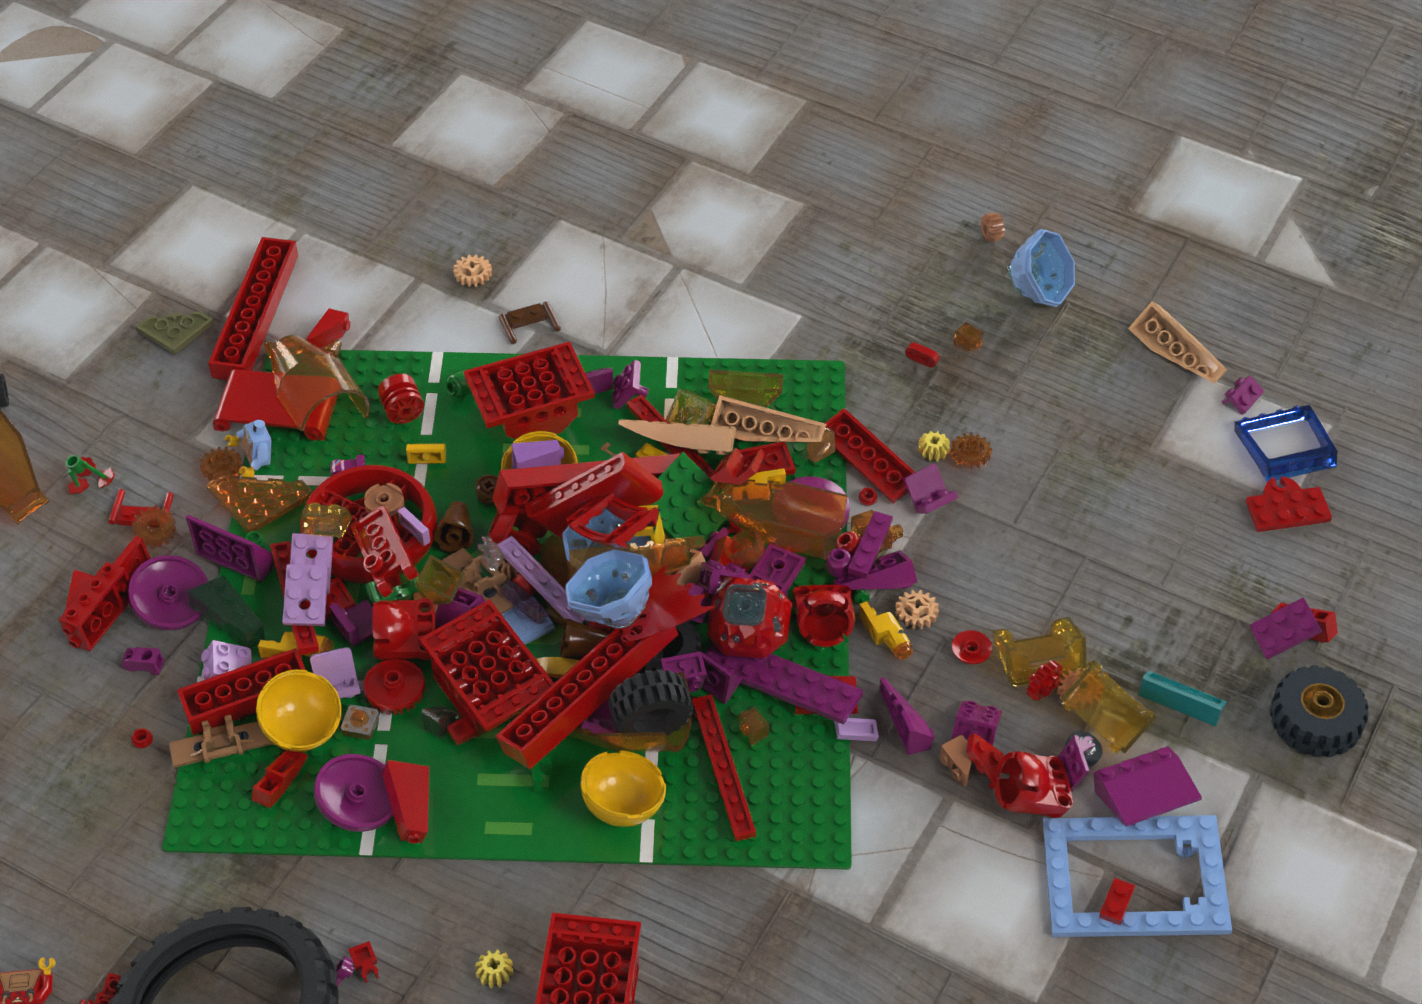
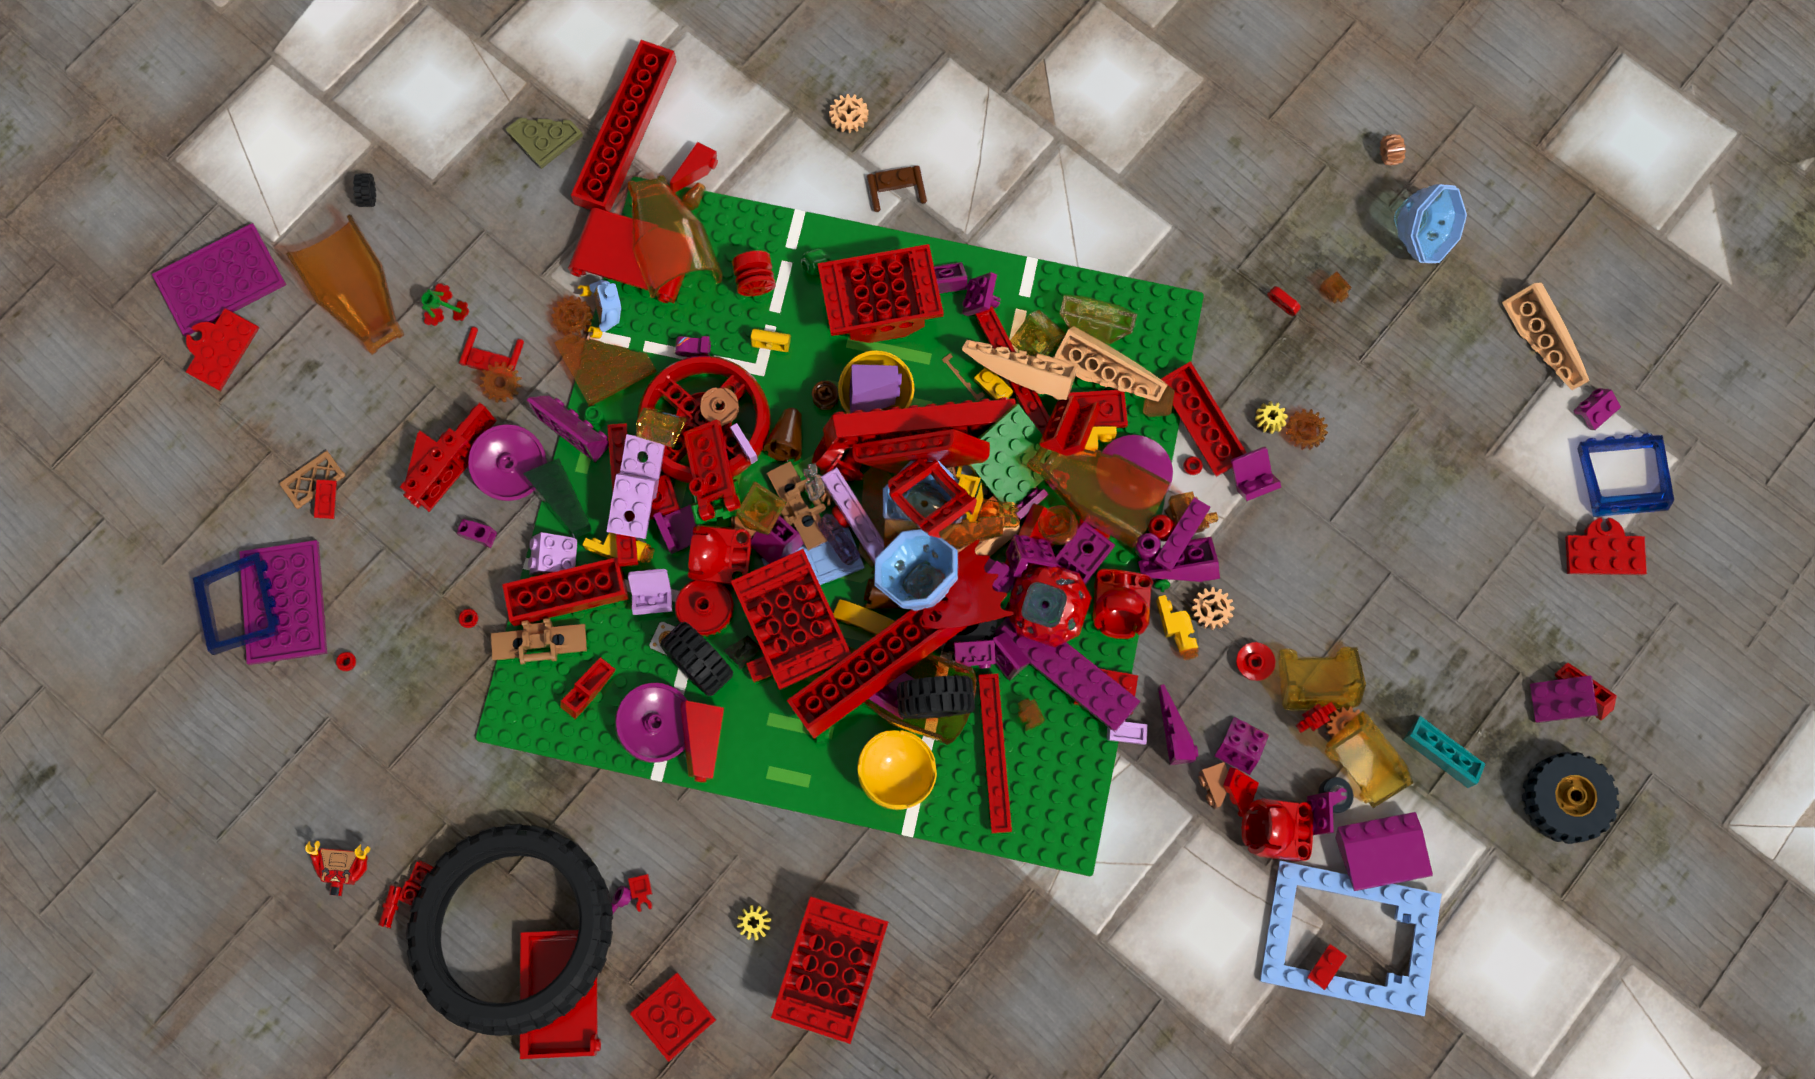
camera: 10 degrees right, 25 degrees up
(9, 794) = (342, 657): none -> red plate
(298, 710) = (610, 631): yellow piece -> none
(393, 719) = (696, 658): none -> black tyre

